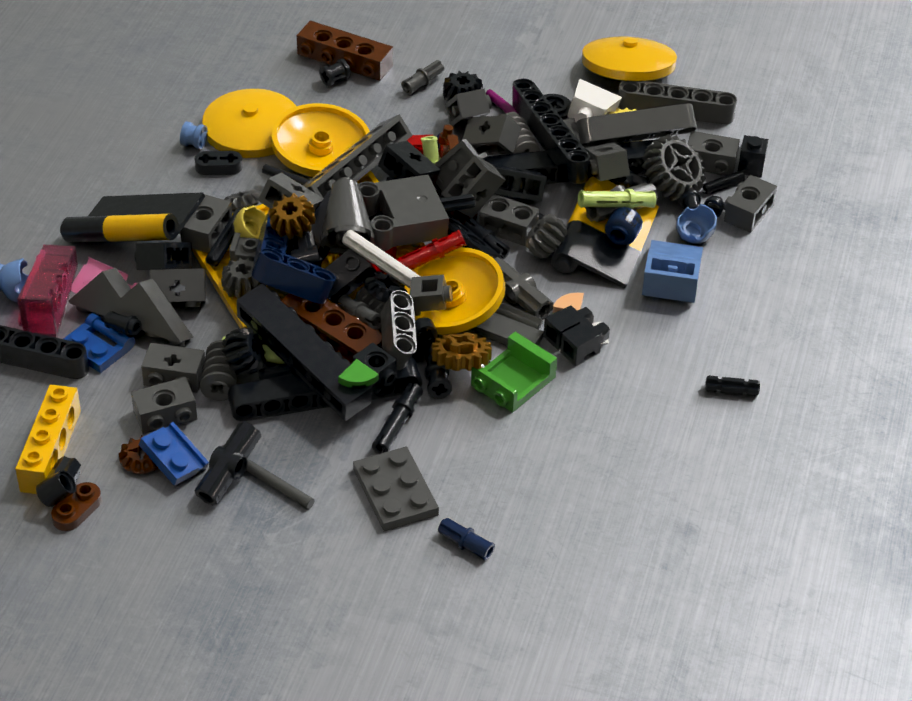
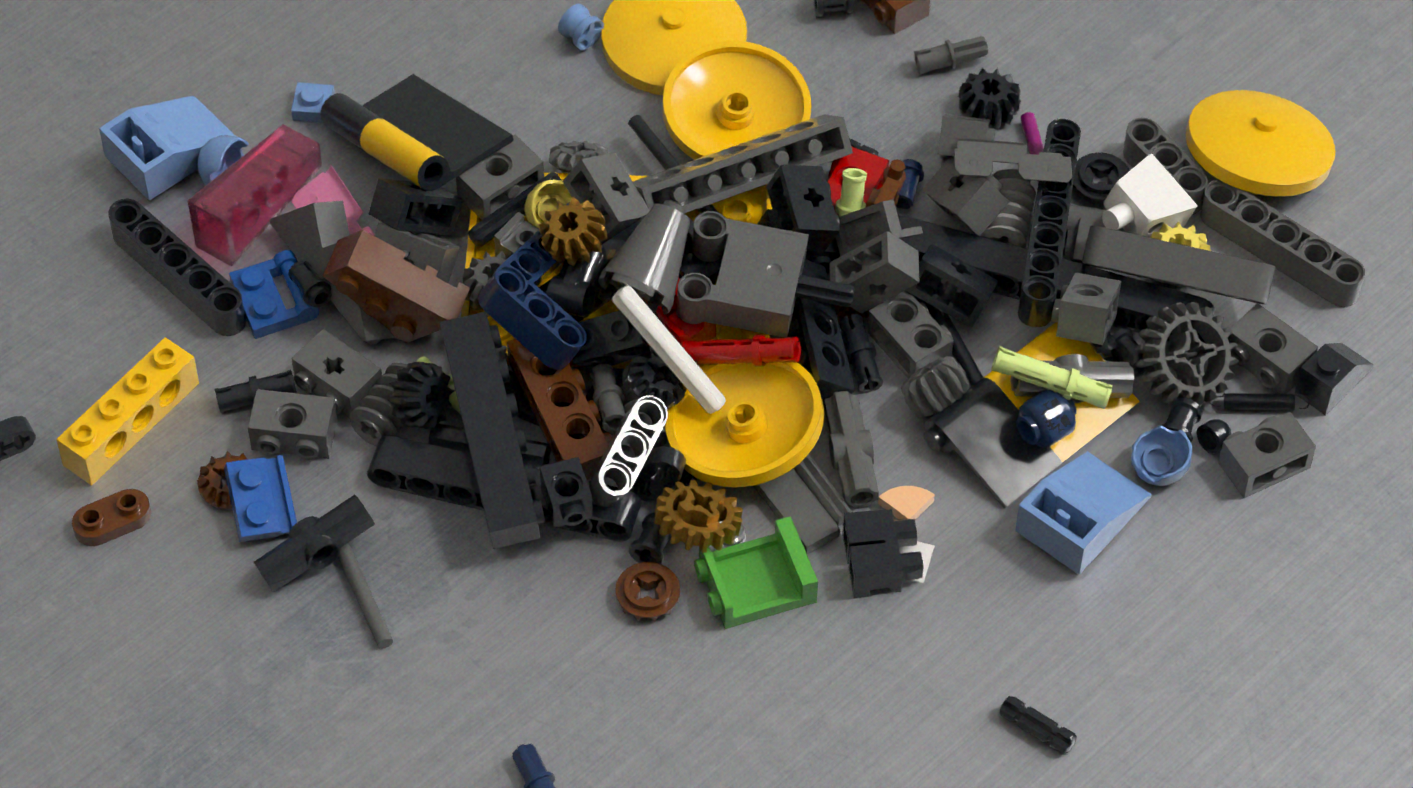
camera: 30 degrees right, 10 degrees up
(48, 232) = (309, 101): none -> medium blue plate
(59, 482) = (104, 477): black piece -> none
(122, 399) = (244, 393): none -> black pin
(185, 301) = (392, 289): none -> reddish brown wedge
(218, 162) = (589, 83): black beam -> none
(357, 375) = (524, 498): bright green tile -> none
(395, 488) = (501, 670): dark grey plate -> none
(402, 410) = (556, 579): black pin -> none
(430, 293) = (701, 415): dark grey brick -> none
(447, 401) = (647, 576): none -> reddish brown gear
(493, 107) = (977, 156): none -> dark grey piece
(566, 80) = (1147, 138): none -> dark grey beam

